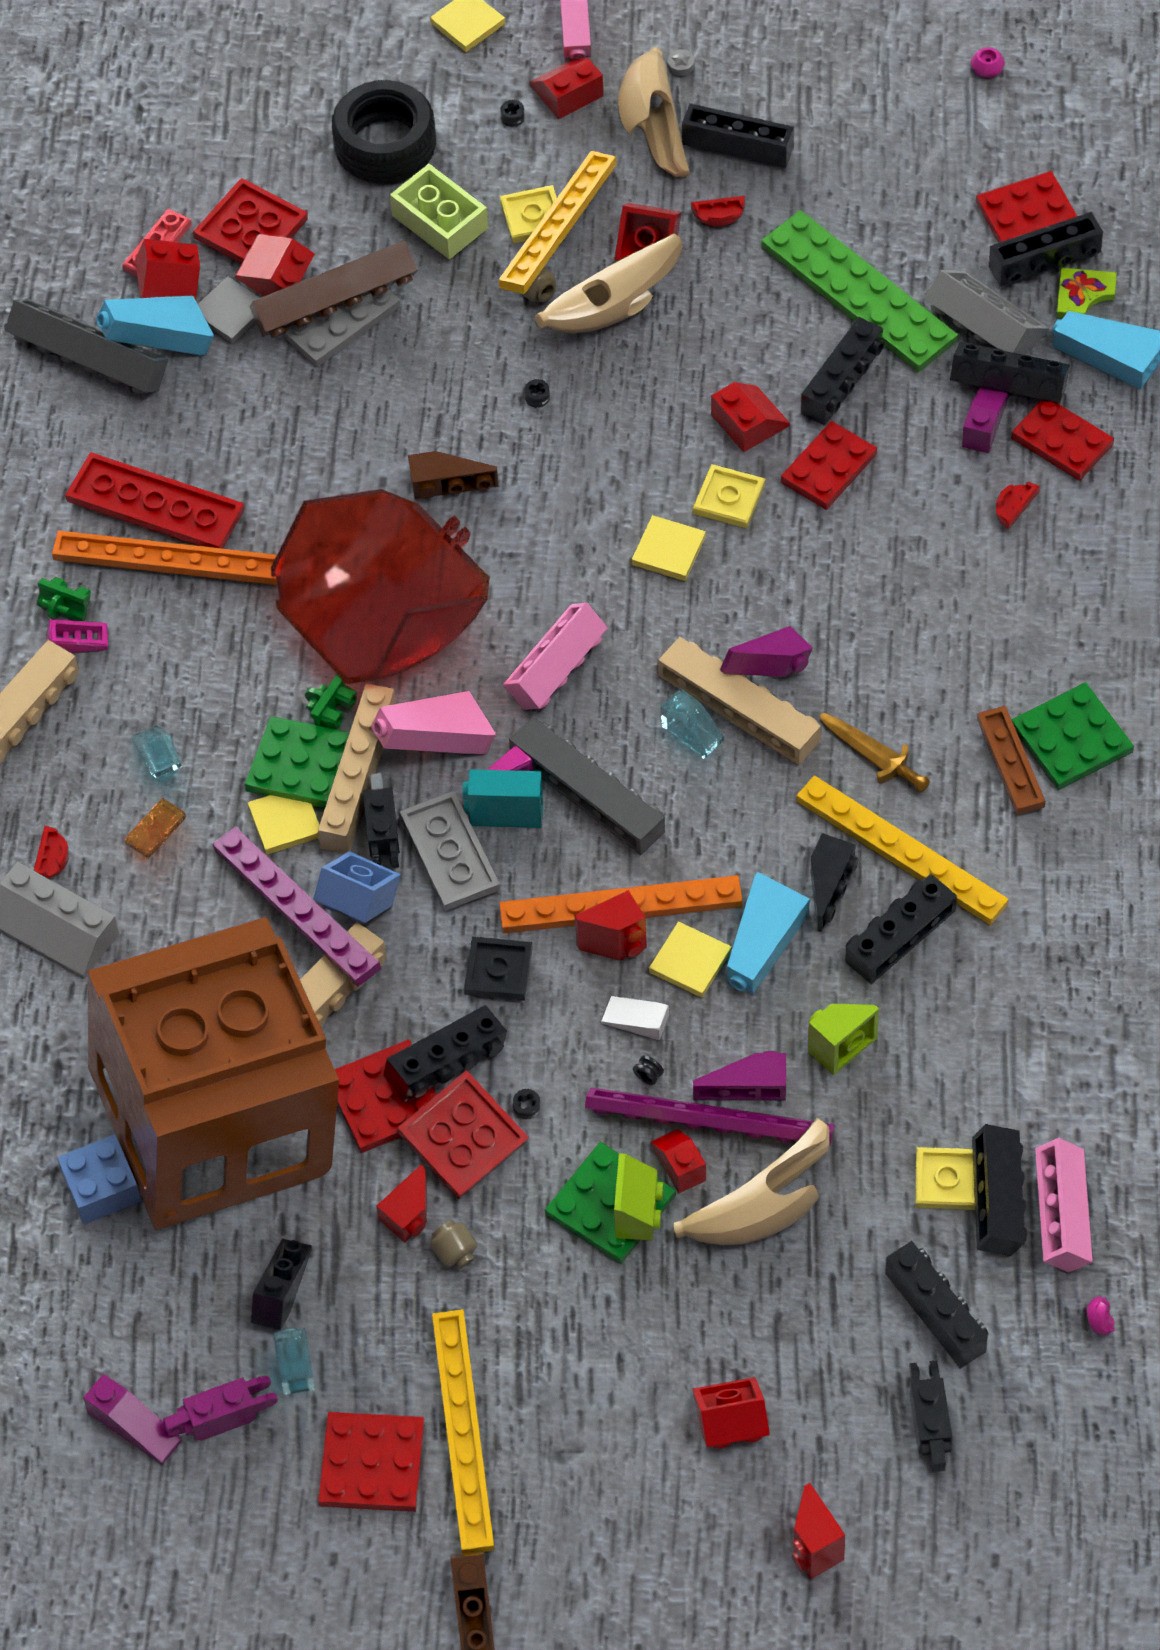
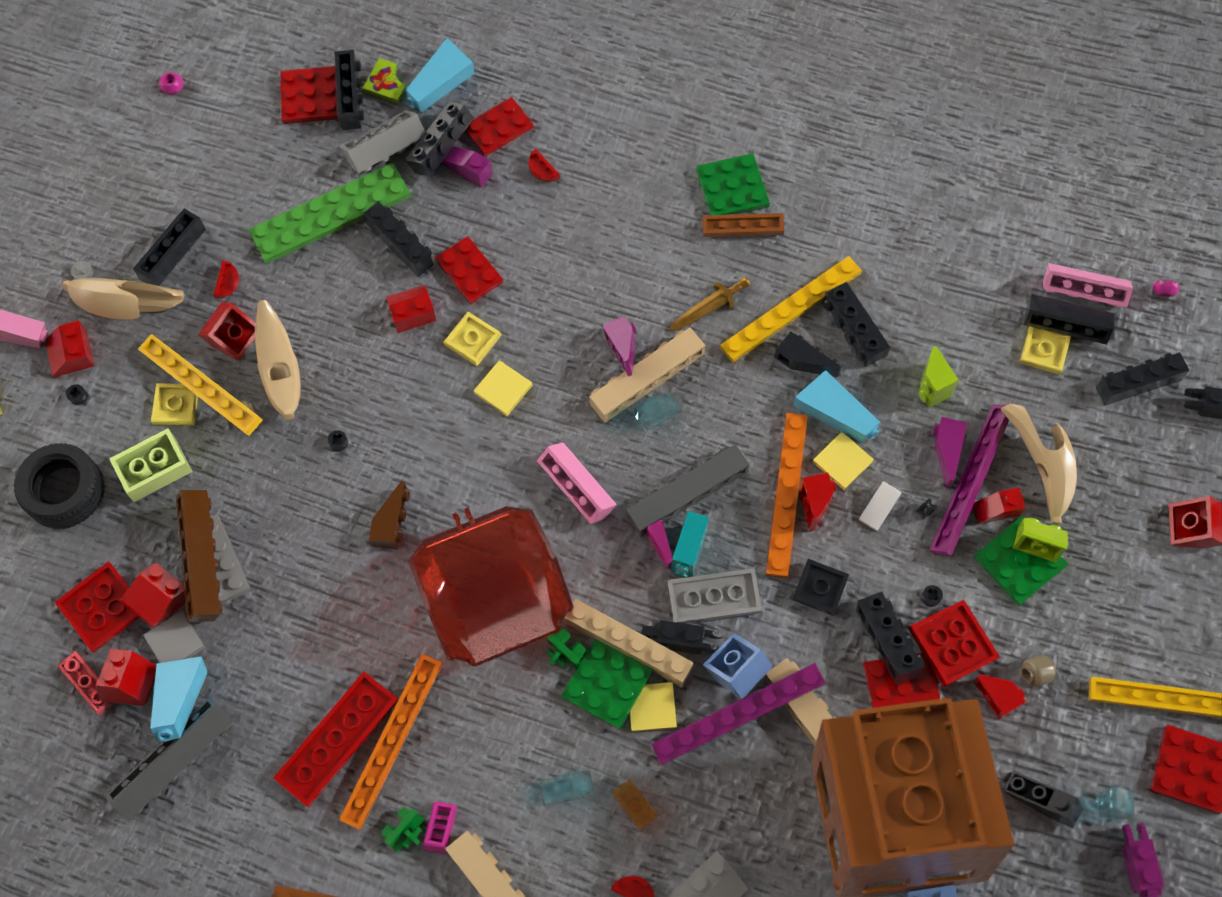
camera: 75 degrees left, 10 degrees up
(436, 725) = (614, 574): bright pink slope -> none

